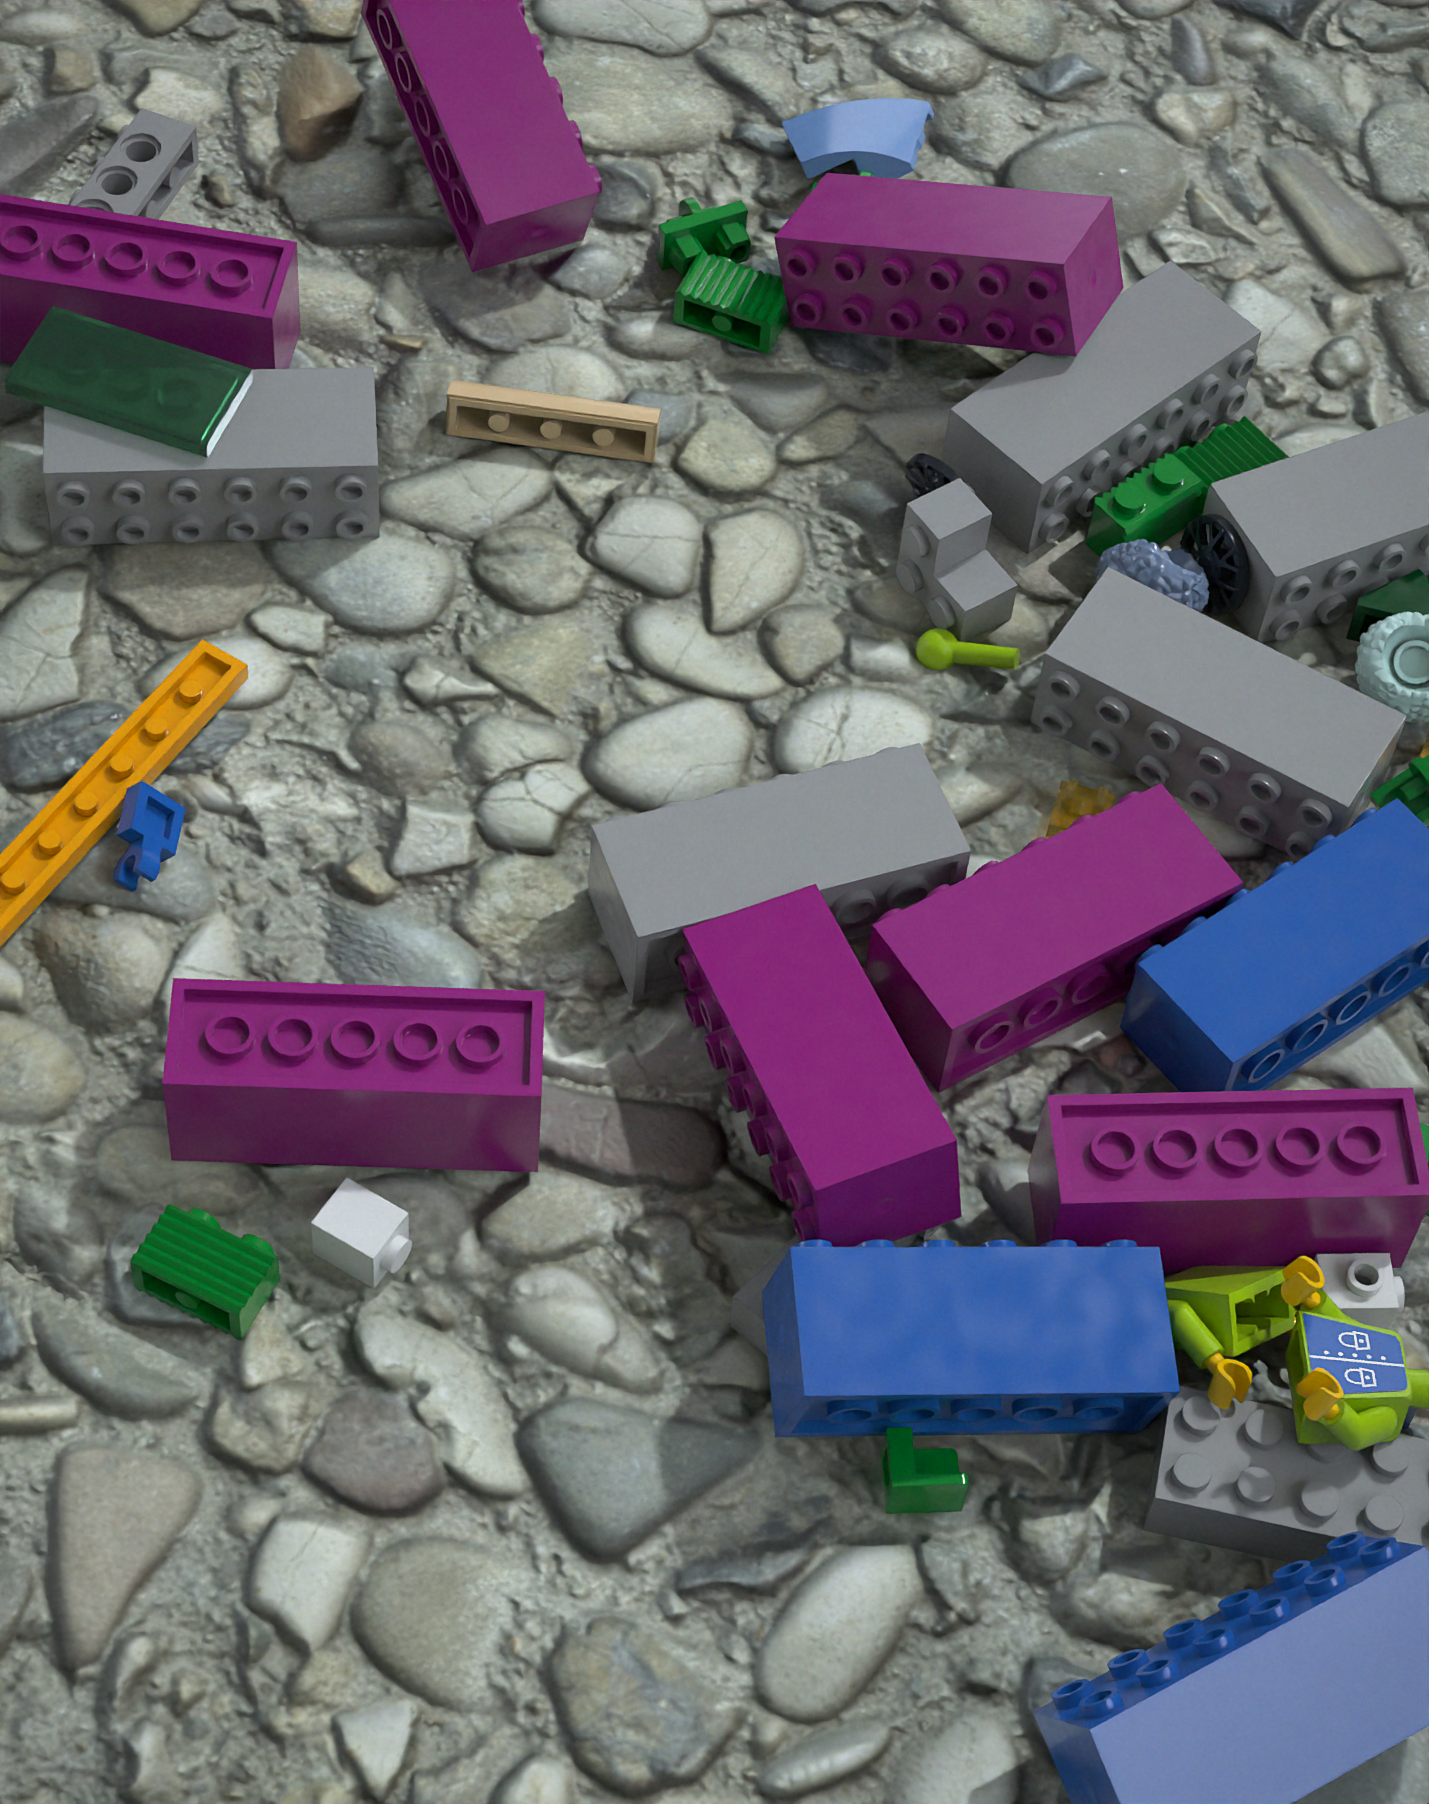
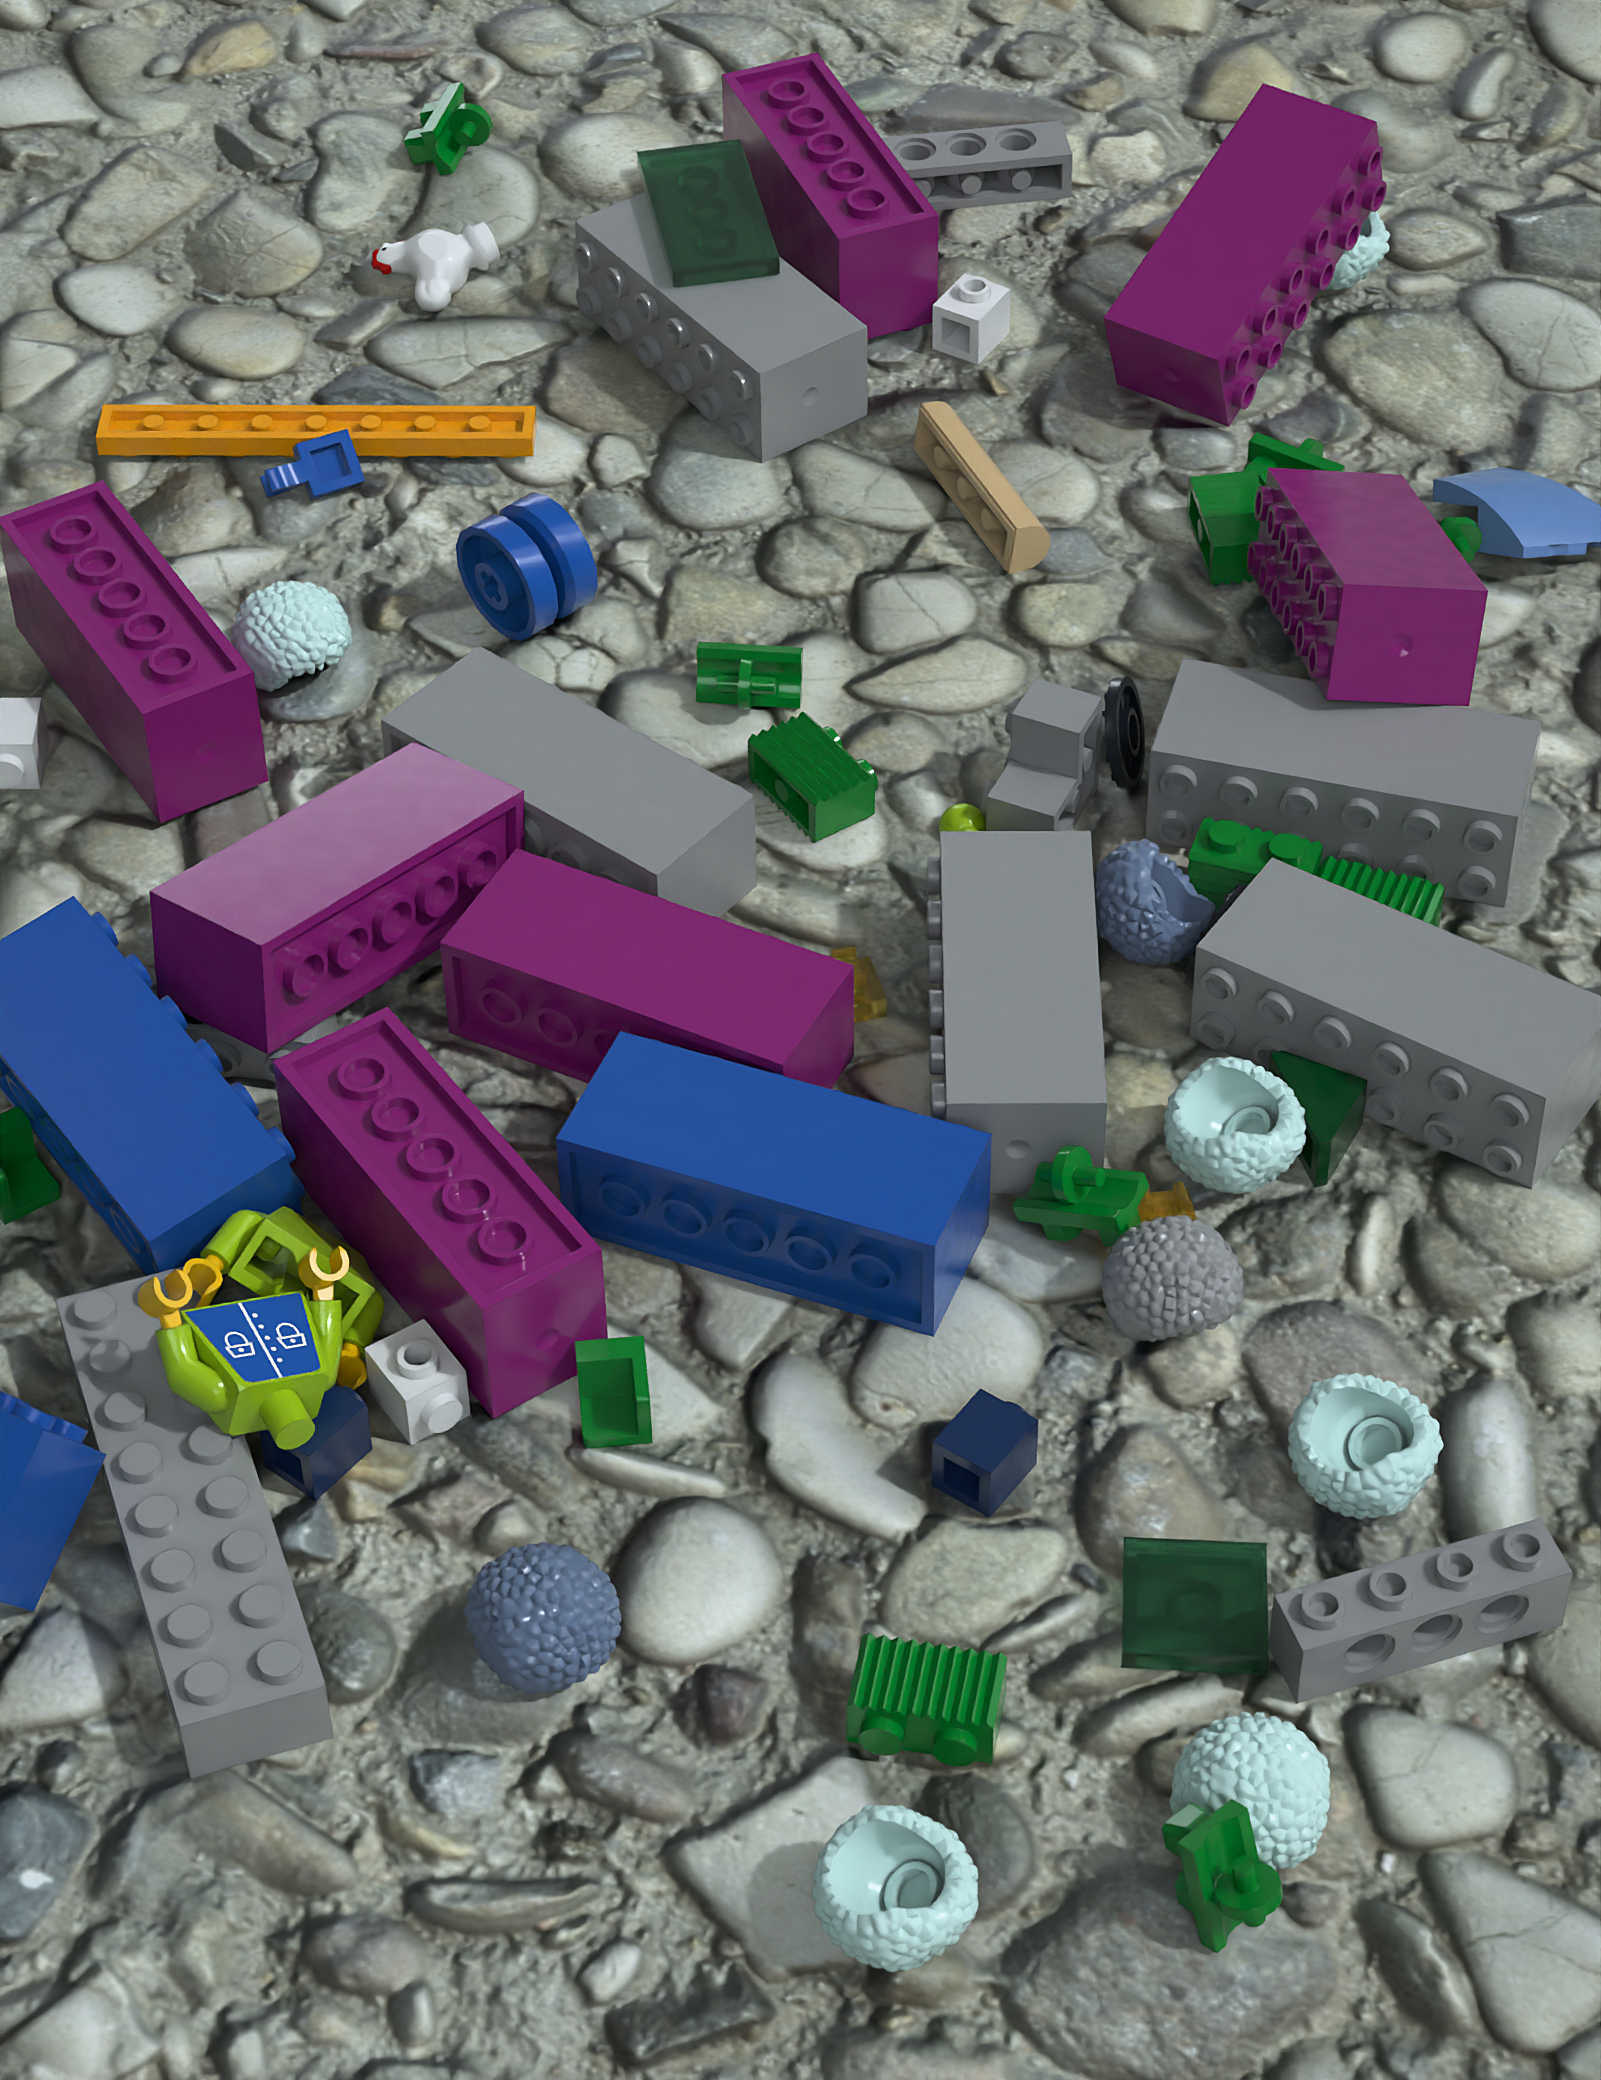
camera: 65 degrees right, 10 degrees down
(334, 307) = (971, 318): none -> white brick
(392, 946) = (290, 632): none -> light aqua hair
(451, 749) = (526, 566): none -> blue wheel
(681, 679) = (749, 675): none -> green hips
(833, 707) = (811, 776): none -> green brick

